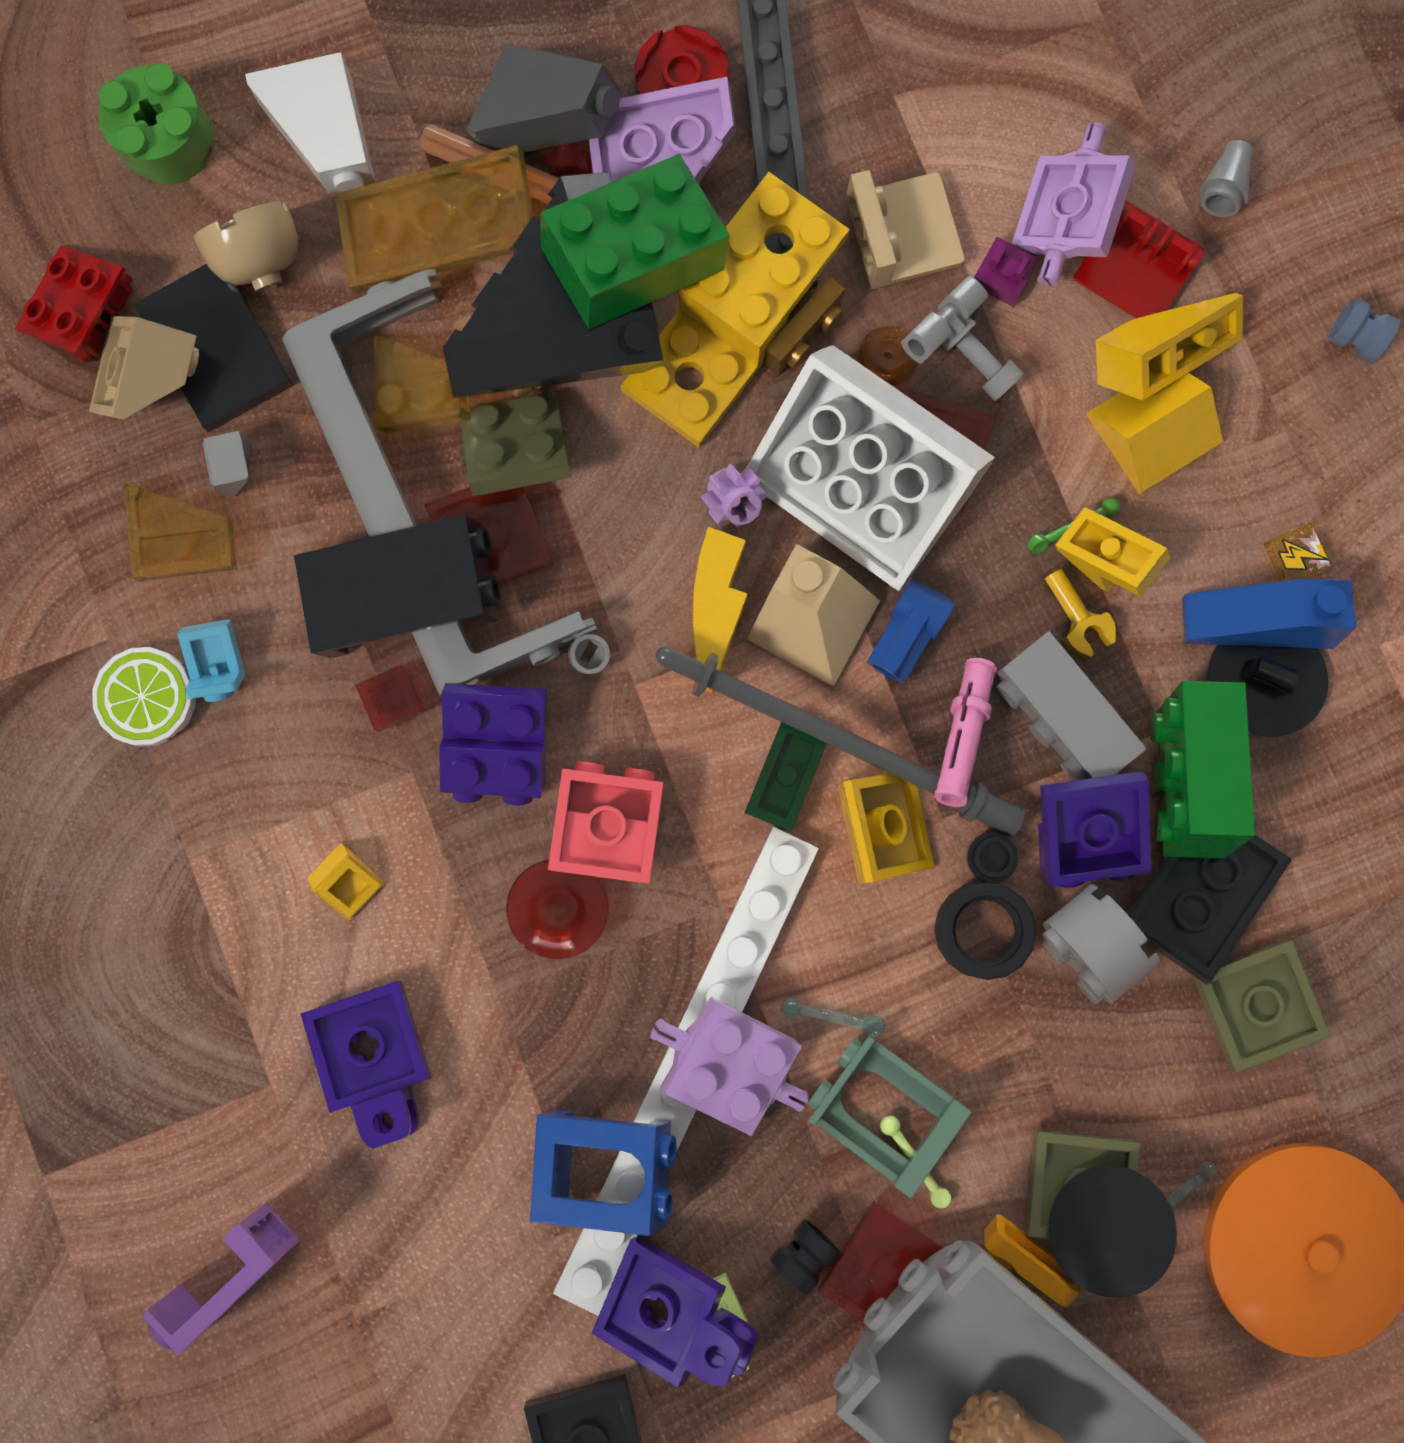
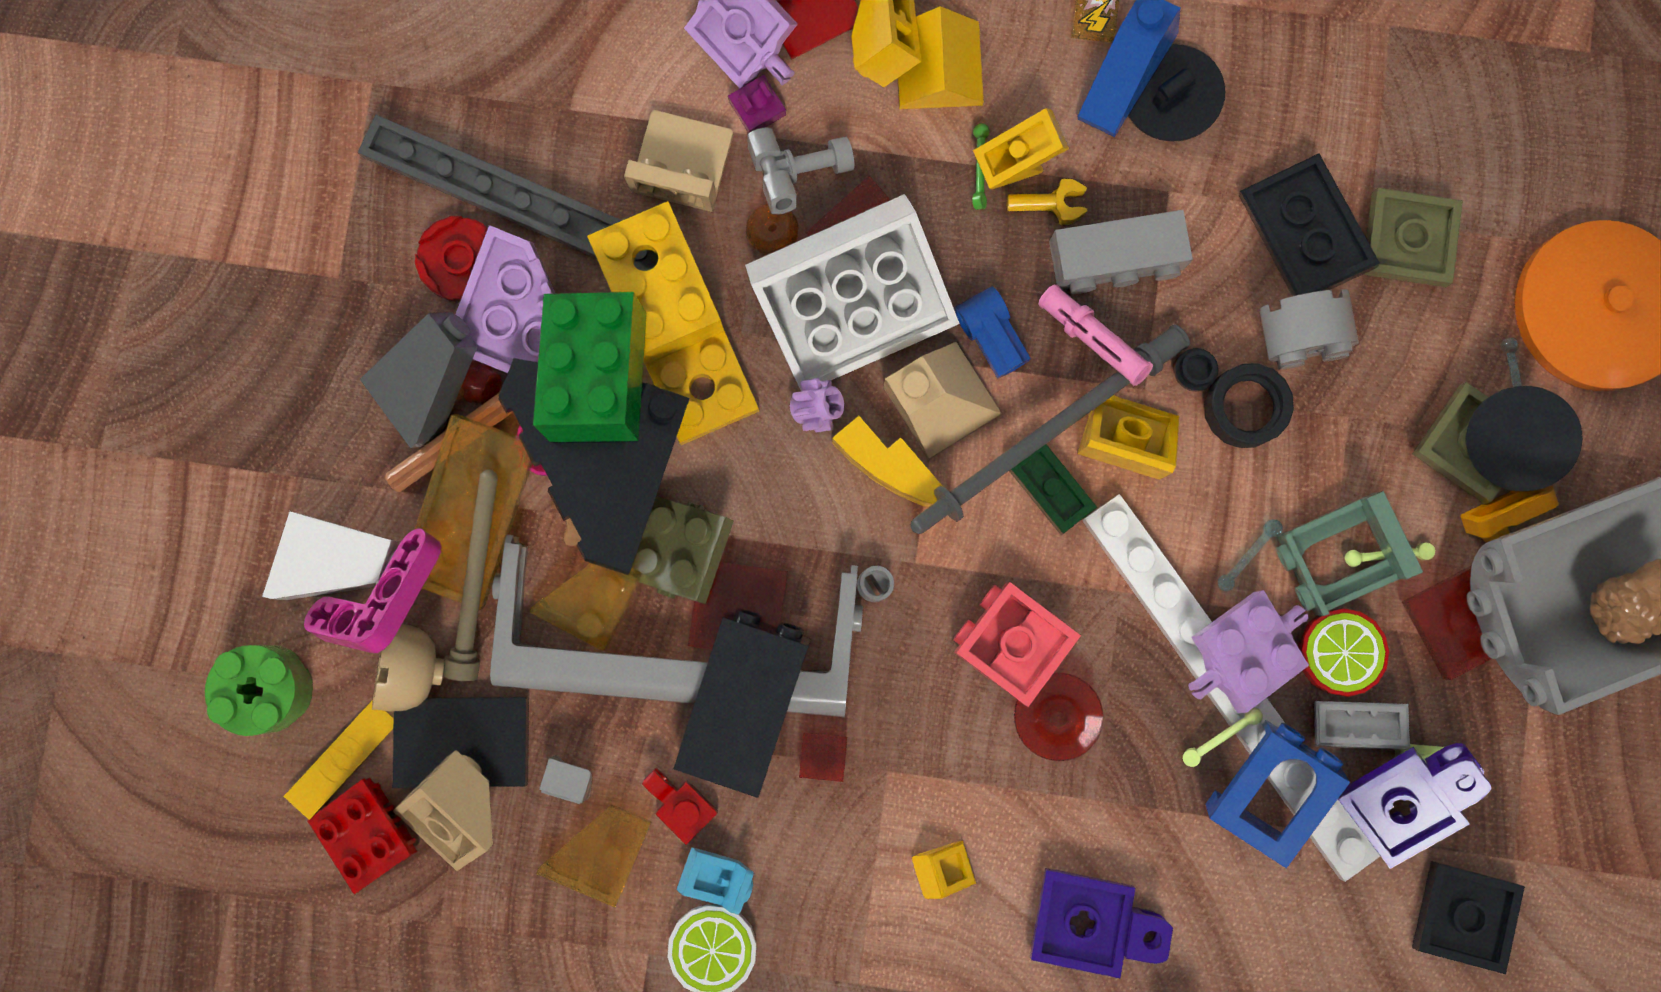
camera: 60 degrees left, 0 degrees up
(132, 242) = (340, 760): none -> yellow piece
(265, 593) = (684, 809): none -> red plate
(274, 188) = (375, 623): none -> dark pink beam
(290, 299) = (462, 660): none -> dark tan piece
(493, 742) = (905, 694): dark purple plate -> none
(595, 1069) = (1193, 756): none -> yellowish green hinge
(721, 1225) = (1361, 725): none -> light grey plate
(787, 1167) = (1344, 652): none -> lime tile
(792, 343) = (712, 260): pearl gold plate -> none
(805, 1256) = (1418, 675): black wheel -> none
(1095, 829) = (1222, 282): dark purple plate -> none
(1203, 770) = (1224, 177): green brick -> none

